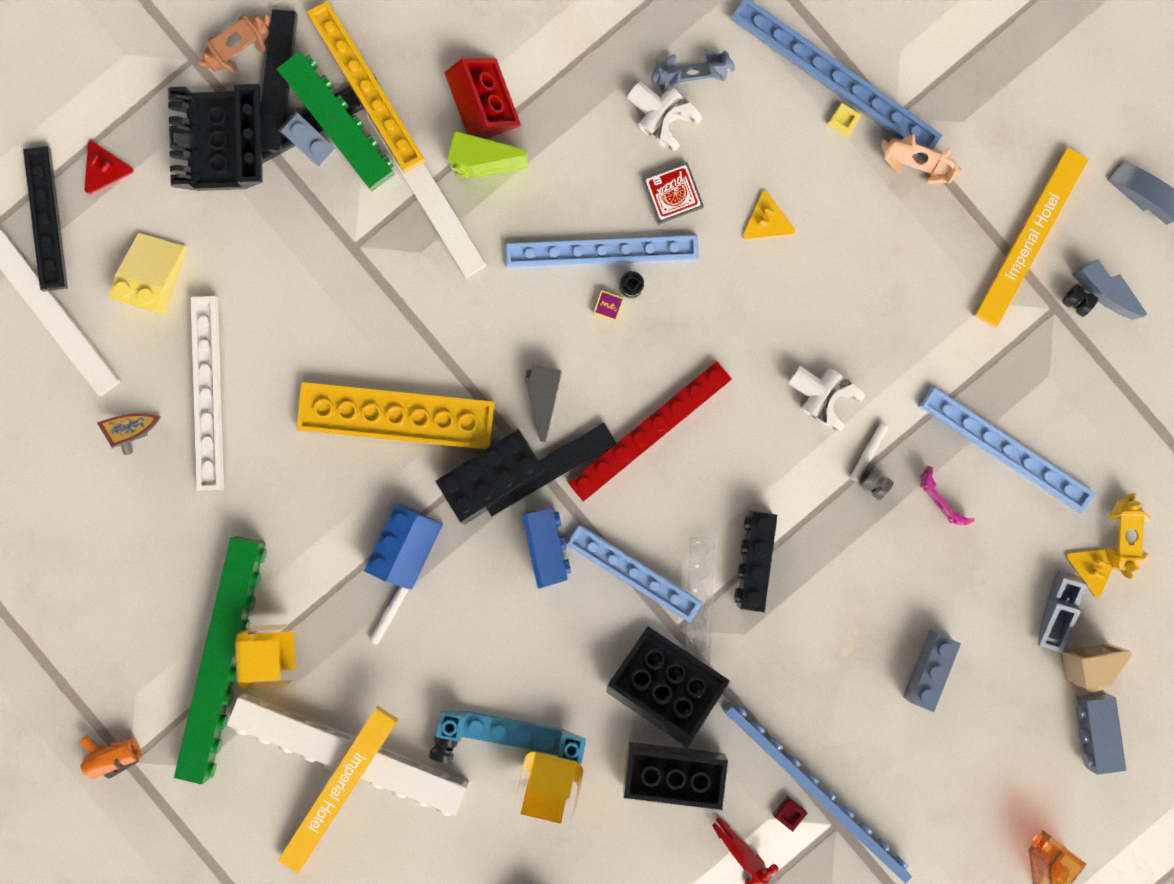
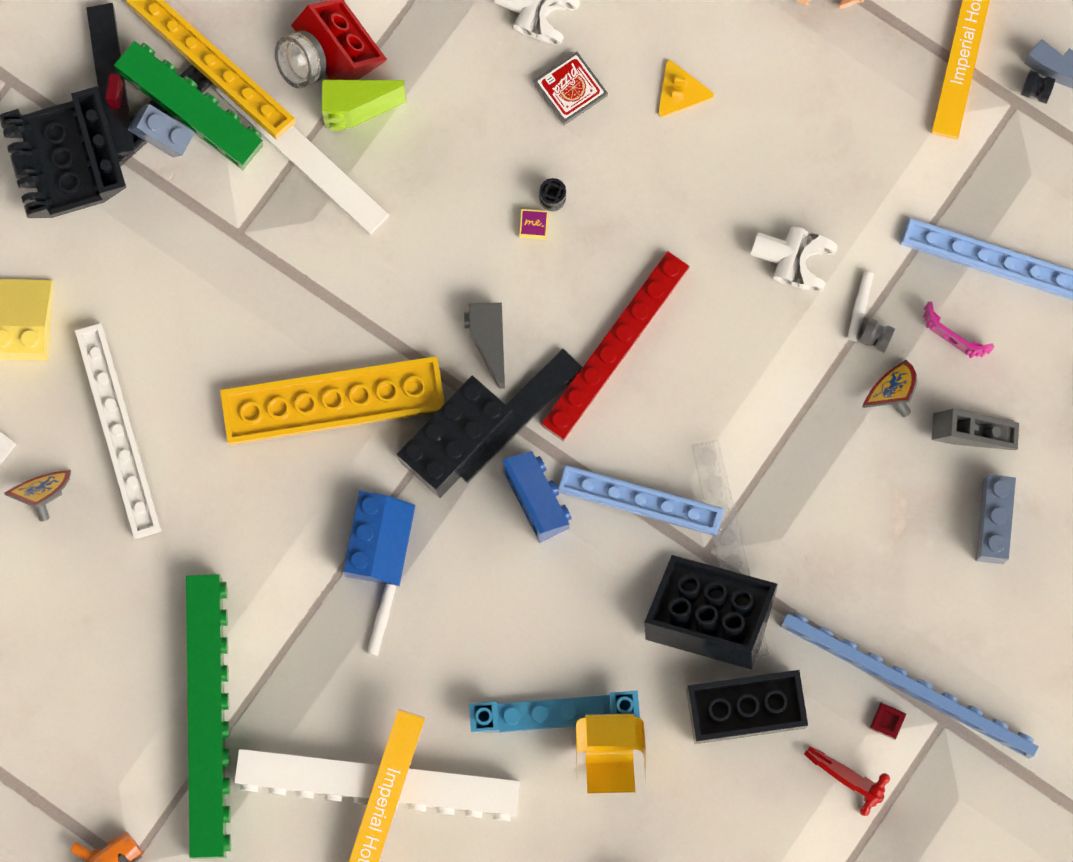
camera: 15 degrees left, 10 degrees down
(249, 29) = (69, 33): nougat piece -> none
(264, 656) = (258, 692): yellow piece -> none
(273, 92) = (114, 91): none -> dark red tile
(442, 750) = (482, 747): black wheel -> none
(443, 105) = (300, 59): none -> clear piece
(602, 251) = (510, 168): light blue tile -> none
(757, 559) = (770, 450): black brick -> none
(878, 534) = (894, 388): none -> shield
(935, 588) = (974, 430): none -> dark grey slope

